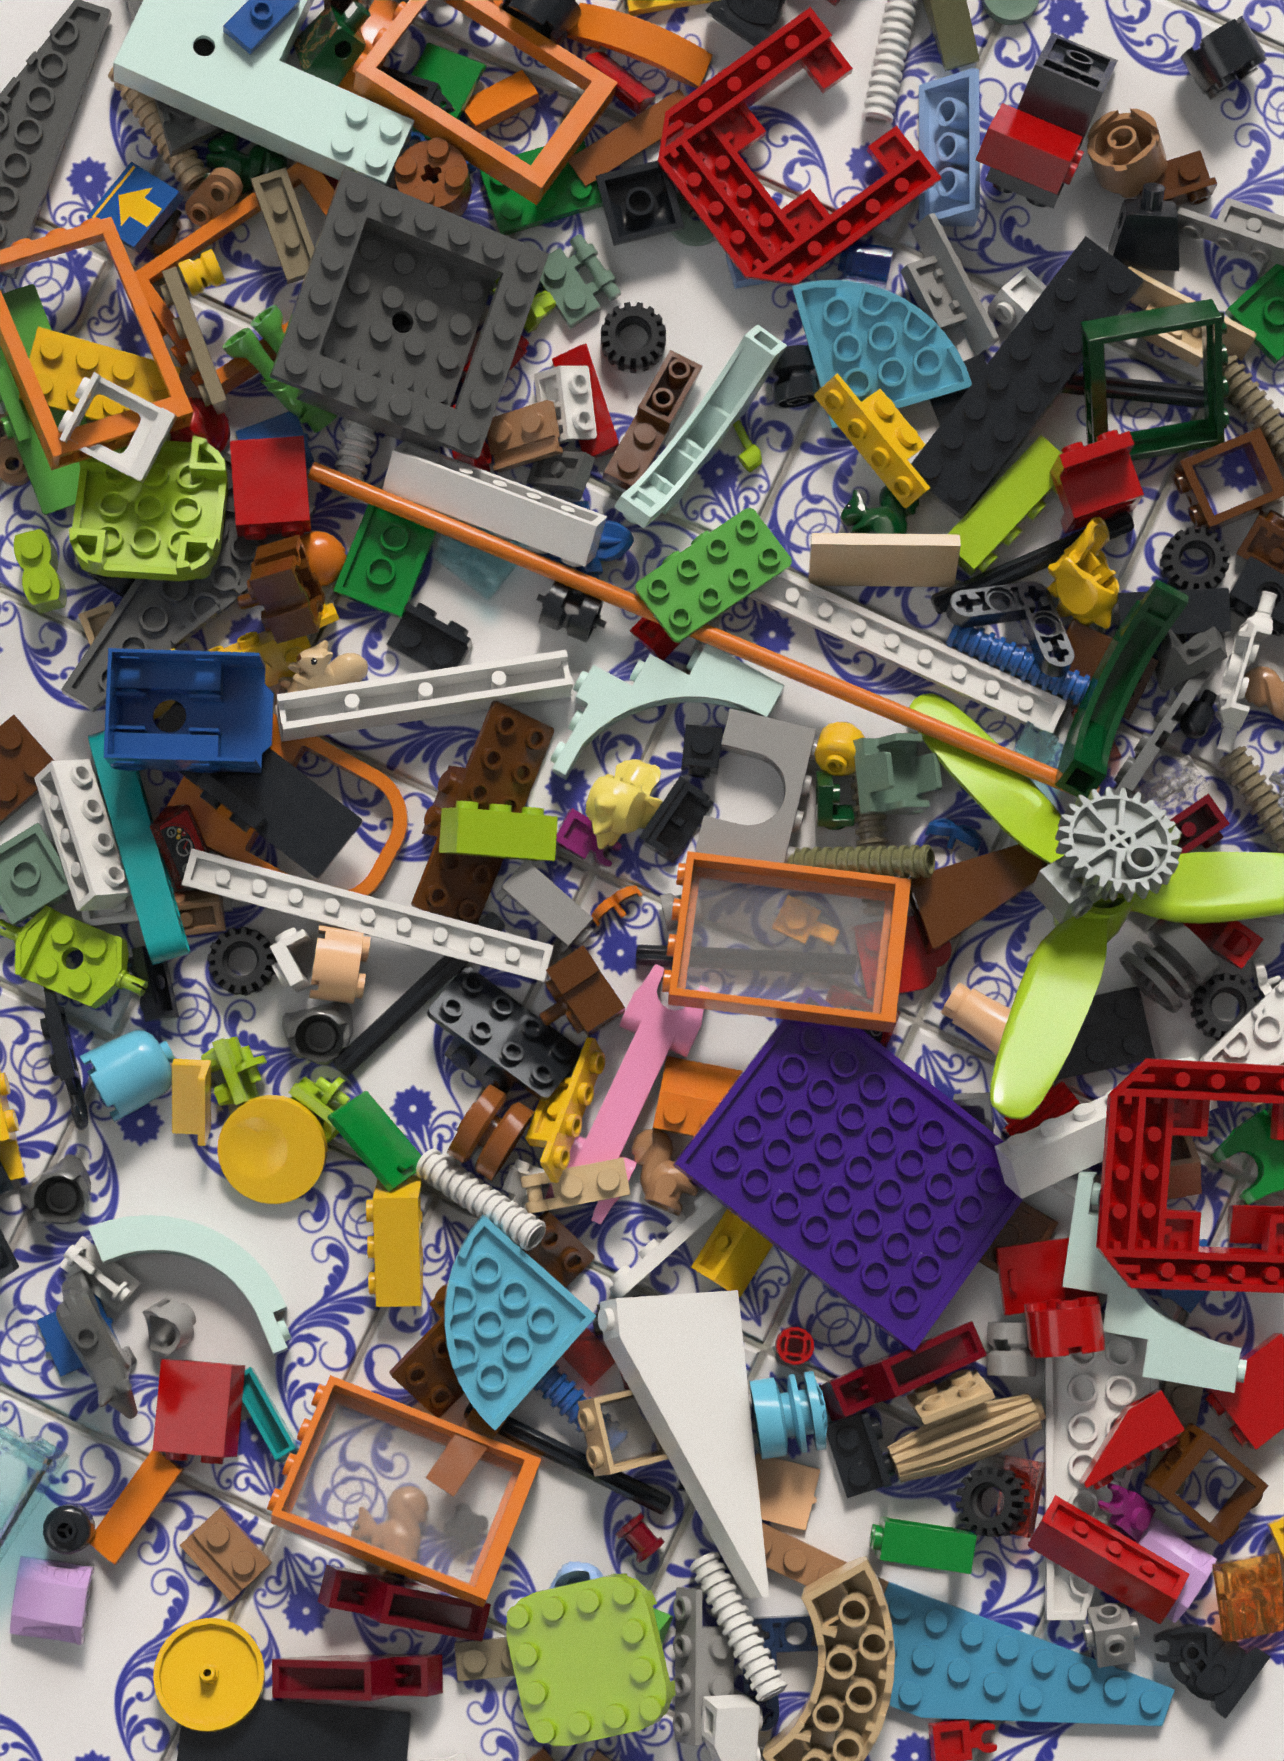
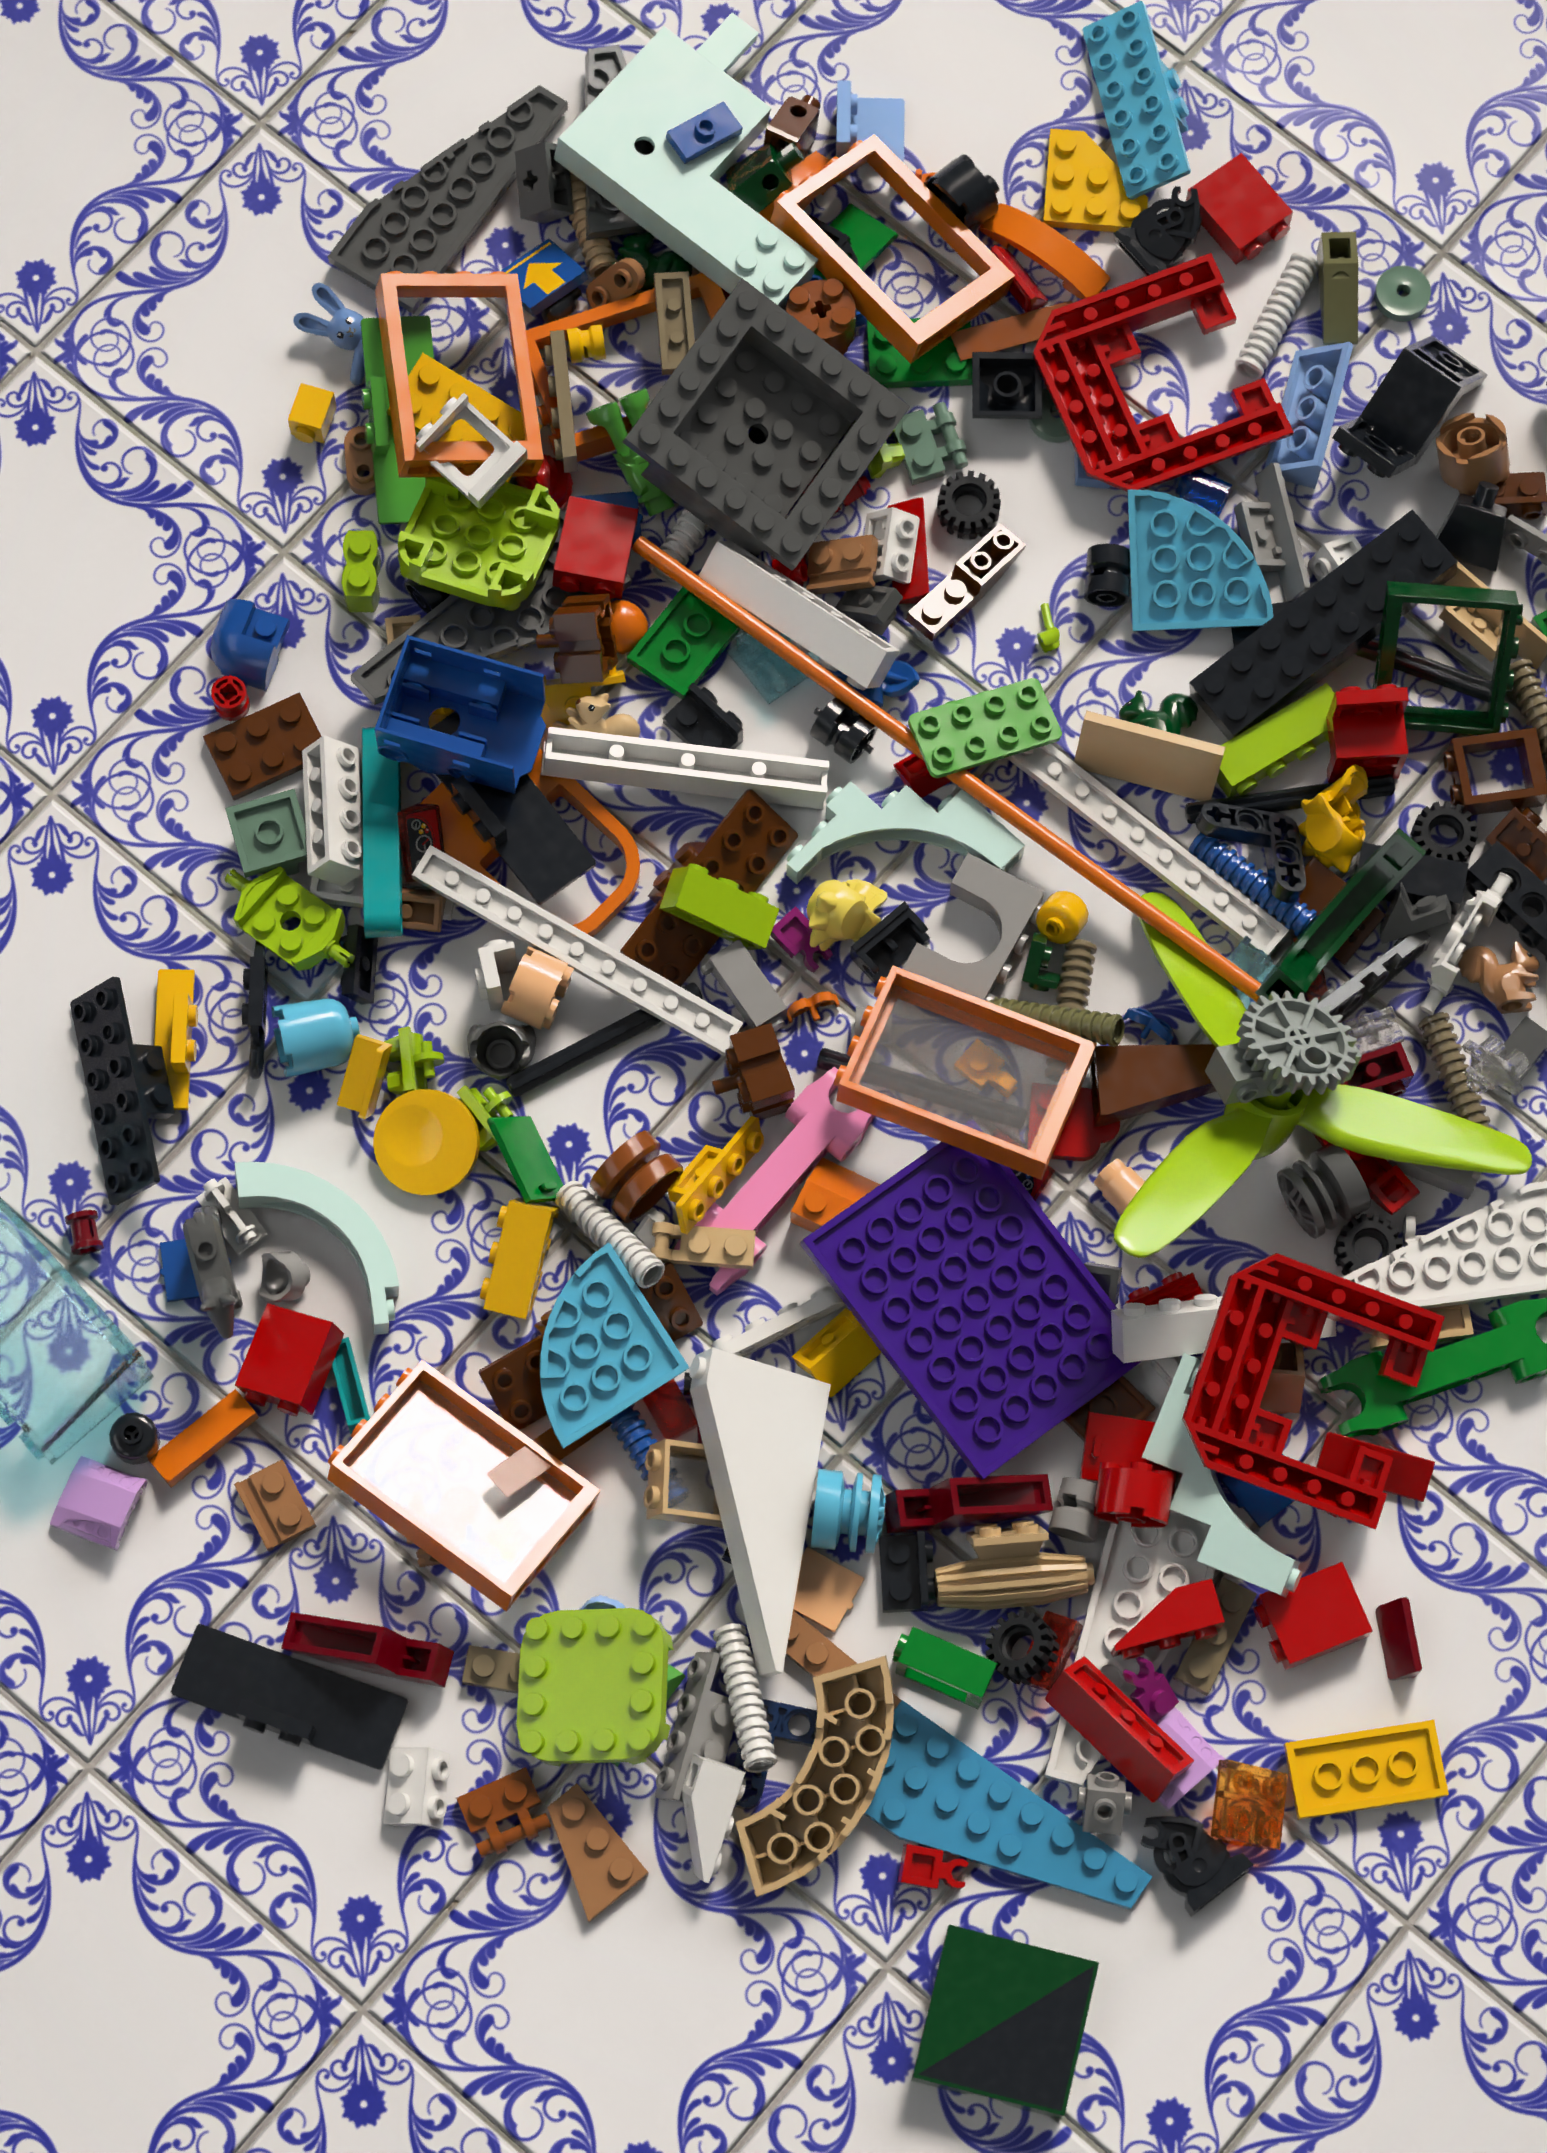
camera: 15 degrees right, 10 degrees down
(58, 1193) = (214, 1130): dark grey hair -> none
(109, 108) = (542, 184): none -> dark grey brick
(209, 1675) = (227, 1611): yellow piece -> none
(226, 945) = (442, 946): black tyre -> none
(402, 1603) = (431, 1592): dark red slope -> none
(500, 101) = (904, 270): orange slope -> none
(501, 1038) = (669, 1096): black bracket -> none
(577, 1462) = (636, 1511): black axle -> none
(639, 1538) = (673, 1593): dark red bush -> none
(658, 1177) = (786, 1266): medium nougat animal -> none
(701, 750) = (930, 888): black bracket -> none
(704, 430) = (1003, 608): light aqua arch -> none
(794, 1345) = (871, 1460): red wheel -> none
(878, 435) = (1173, 644): yellow bracket -> none
(893, 775) = (1106, 953): sand green panel -> none
(1031, 149) = (1381, 422): red brick -> none
(1111, 1035) = (1232, 1239): black plate -> none
(1180, 1462) = (1209, 1657): reddish brown window -> none
(1198, 716) = (1411, 977): black cylinder -> none

